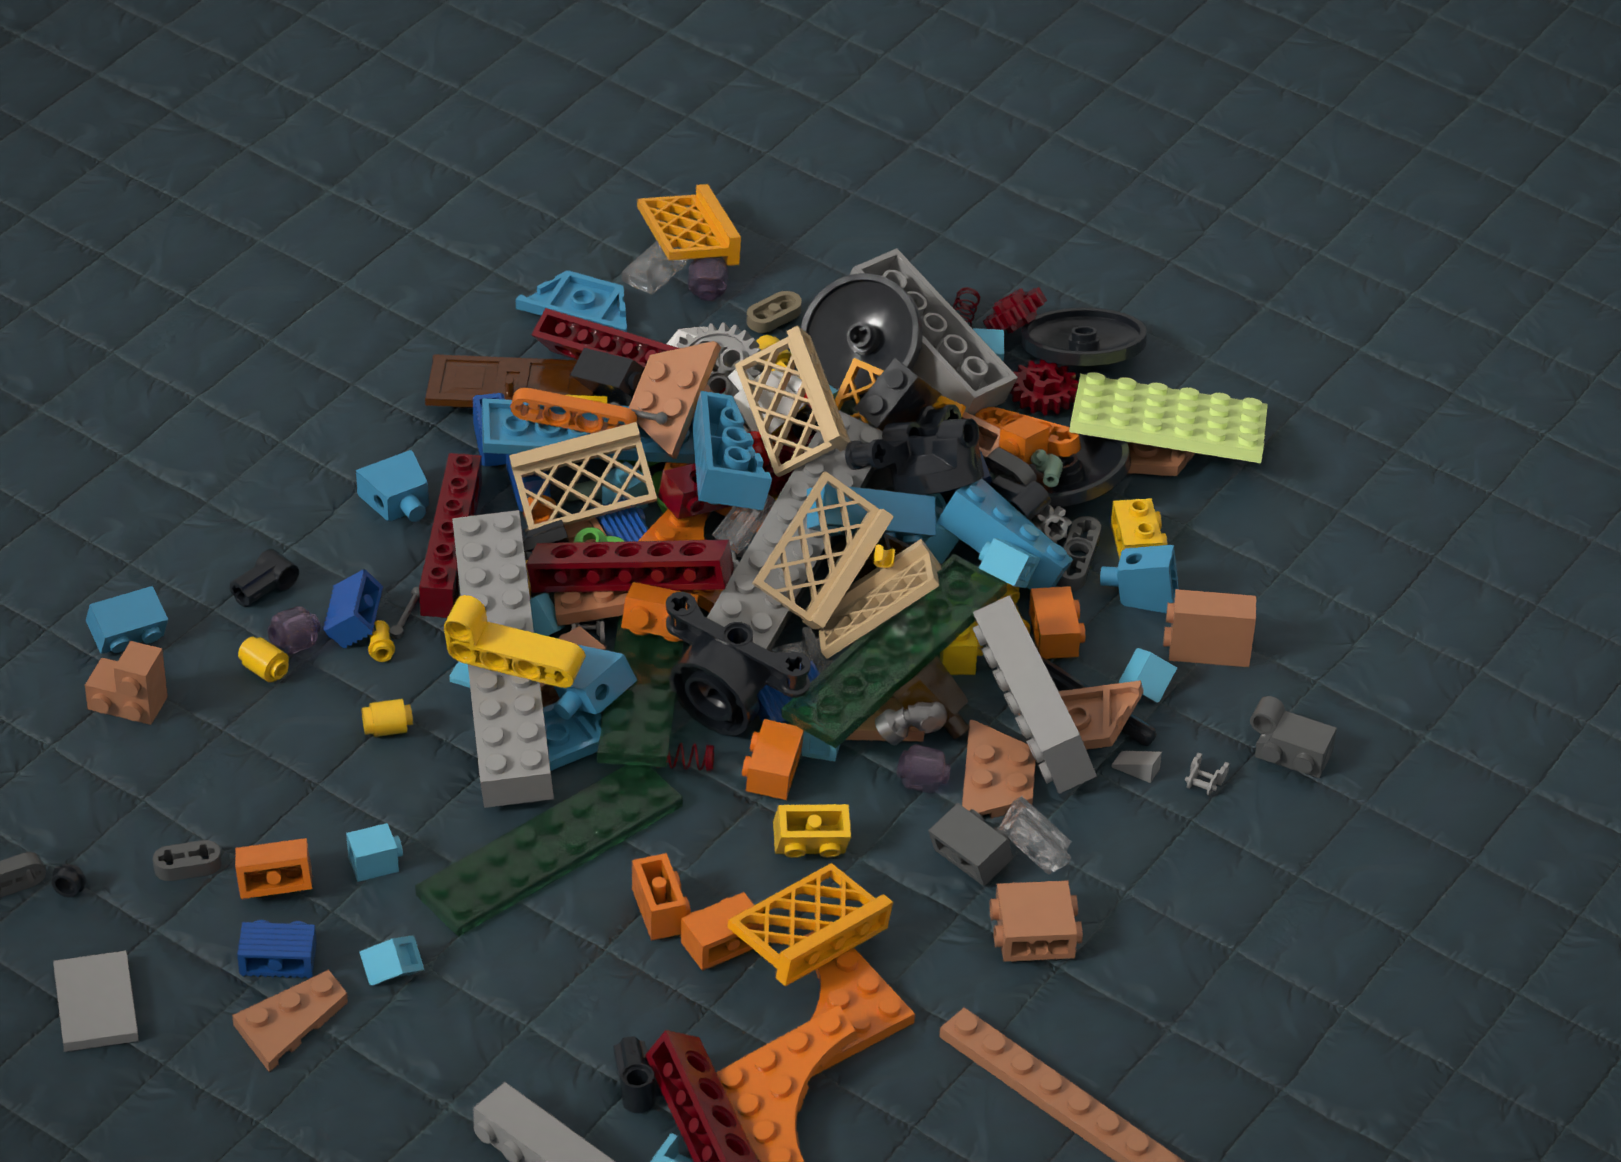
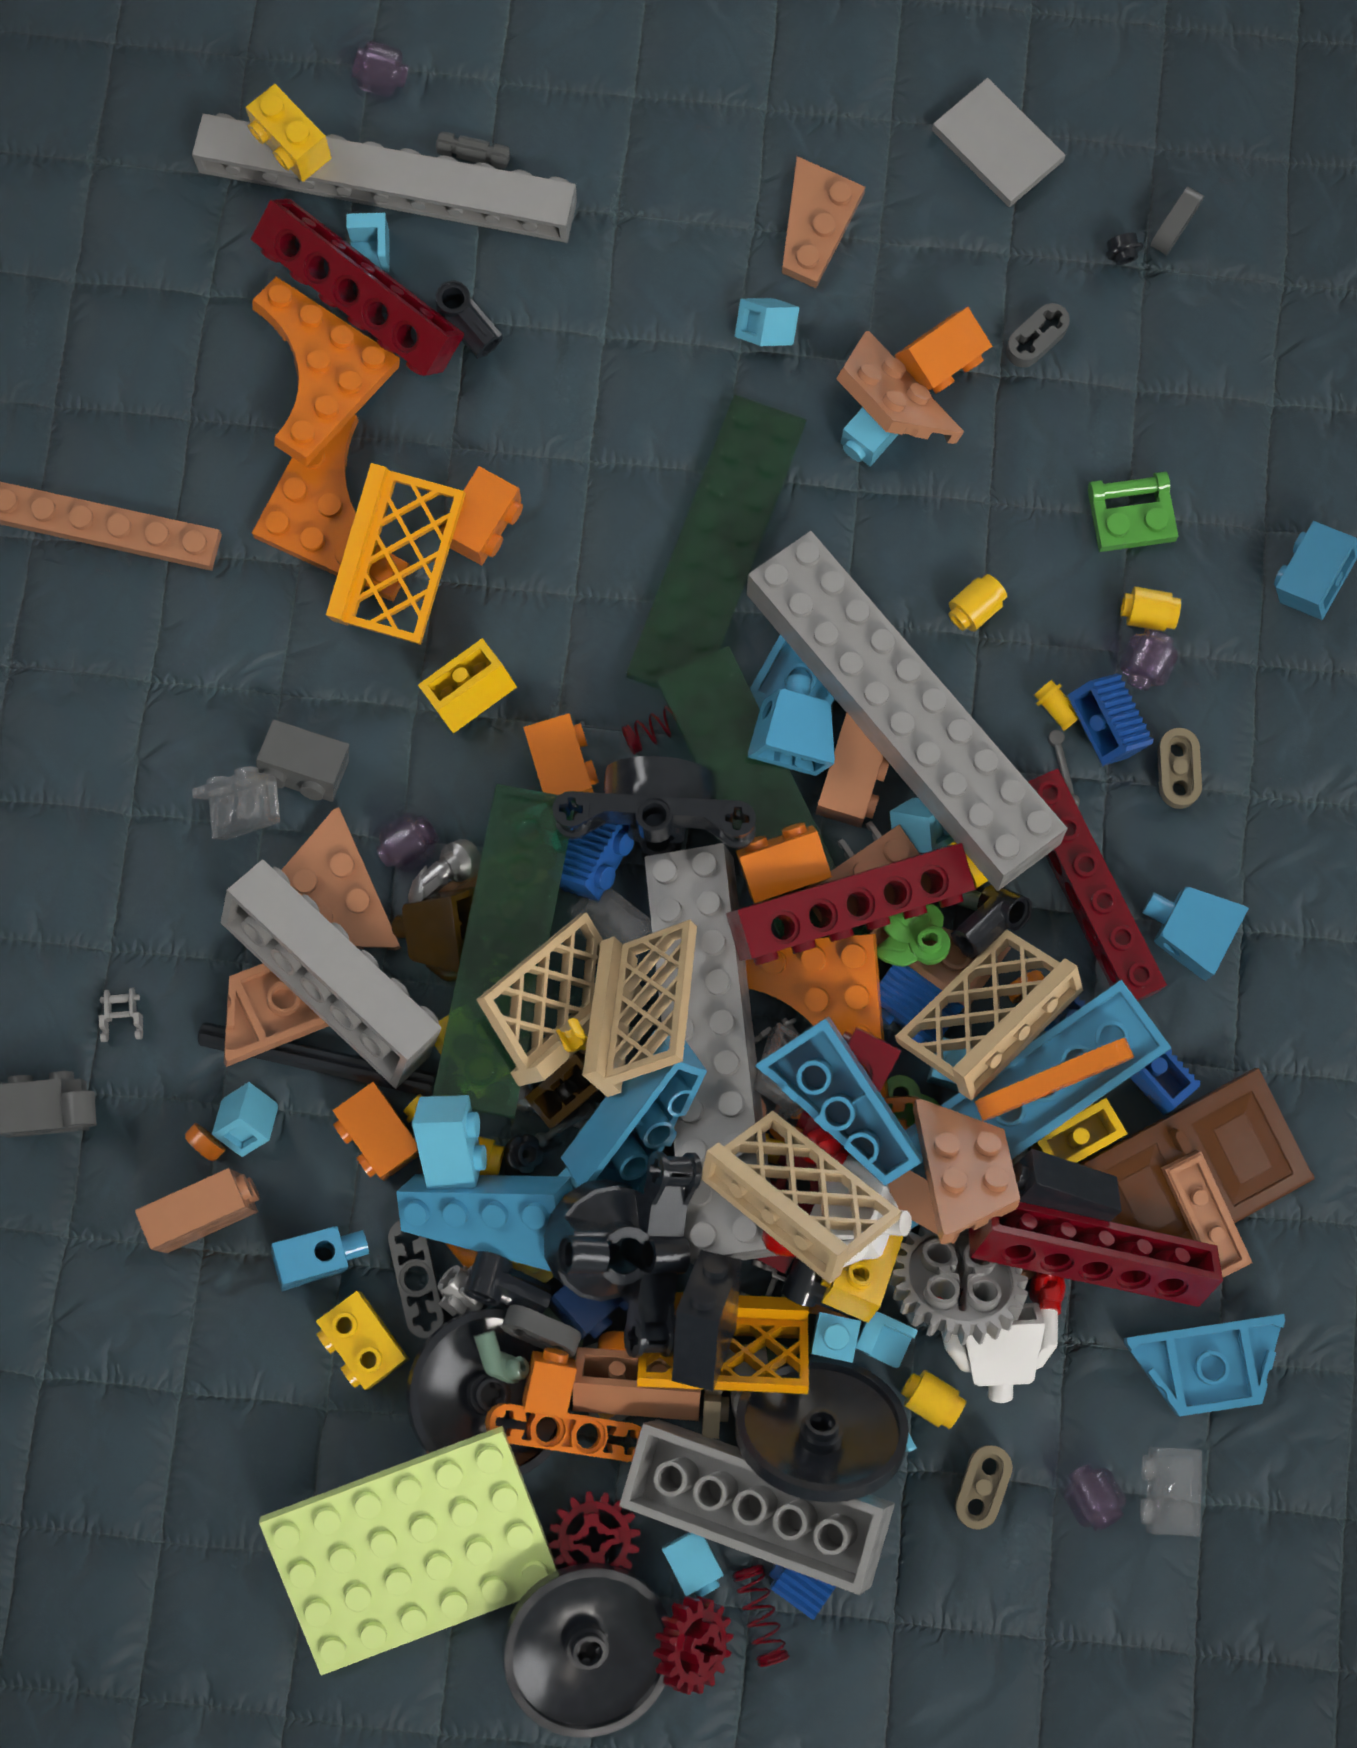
camera: 150 degrees right, 35 degrees up
(131, 686) = (1248, 486): nougat brick -> none
(220, 724) = (1133, 524): none -> bright green plate
(270, 572) = (1232, 728): black piece -> none
(277, 949) = (878, 275): blue brick -> none
(326, 571) = (1179, 770): none -> dark tan plate
(340, 855) = (892, 394): none -> nougat wing
(509, 649) = (874, 666): yellow beam -> none
(522, 359) = (1205, 1209): none -> nougat tile
(659, 896) = (563, 518): orange brick -> none
(661, 417) = (952, 1124): dark grey hinge -> none
(710, 217) = (1141, 1587): light orange fence -> none
(1035, 921) = (189, 699): nougat brick -> none
(1139, 764) = (199, 990): light grey piece -> none
(1186, 675) = (204, 1142): none -> orange tile

